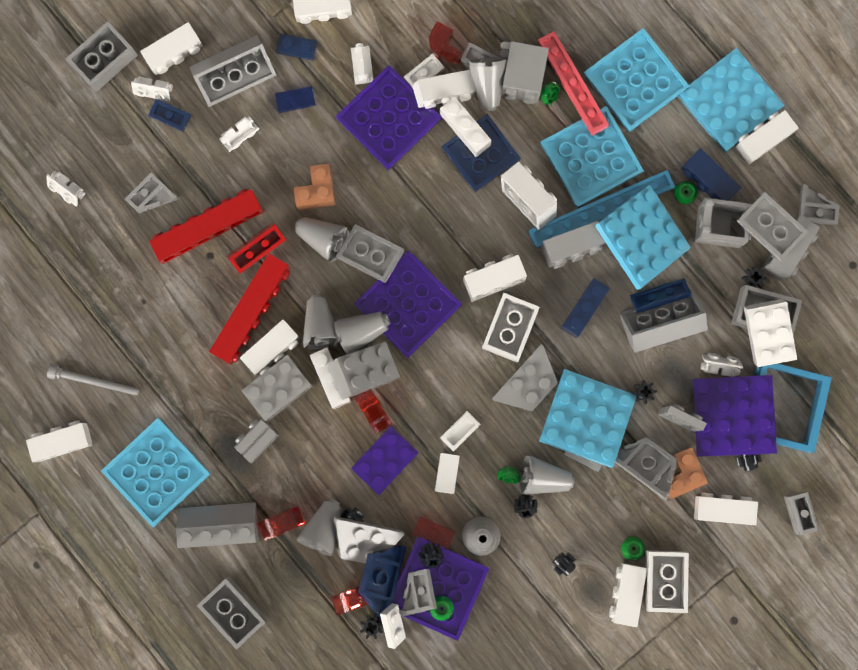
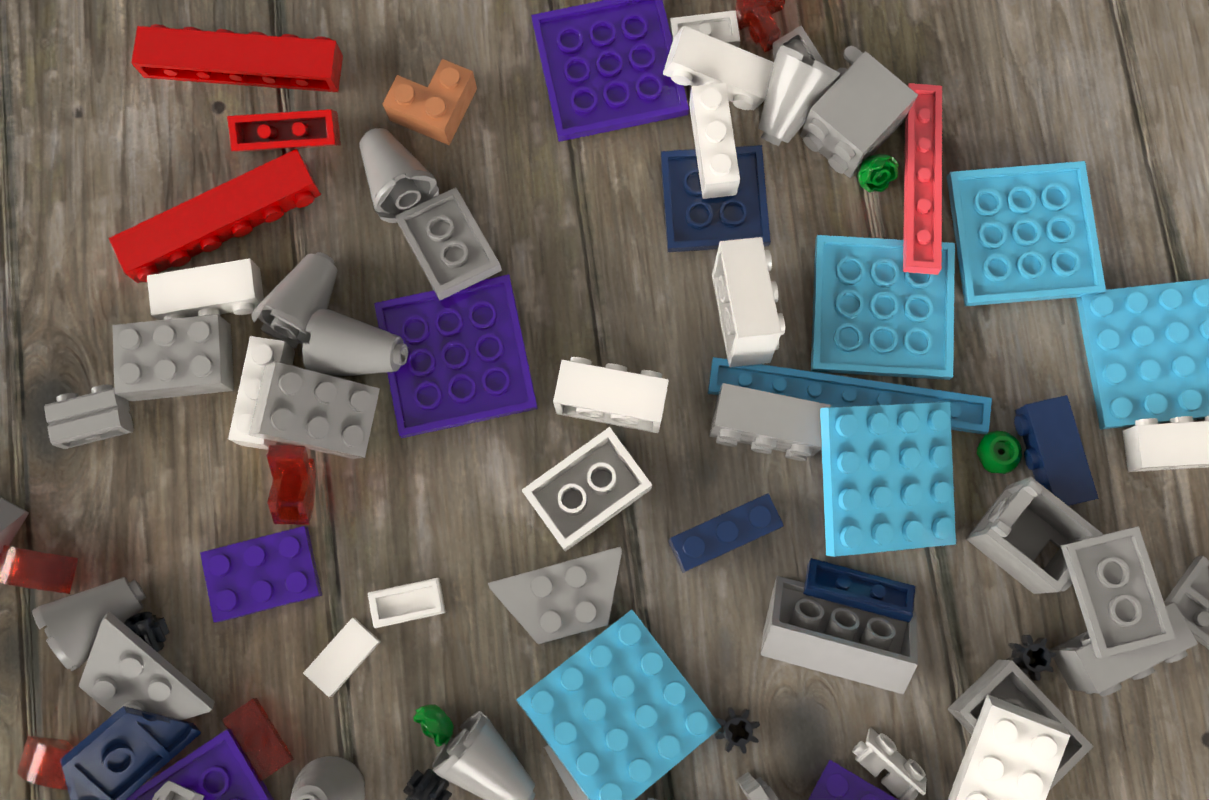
camera: 30 degrees right, 5 degrees down
(430, 555) = (220, 774): black gear -> none

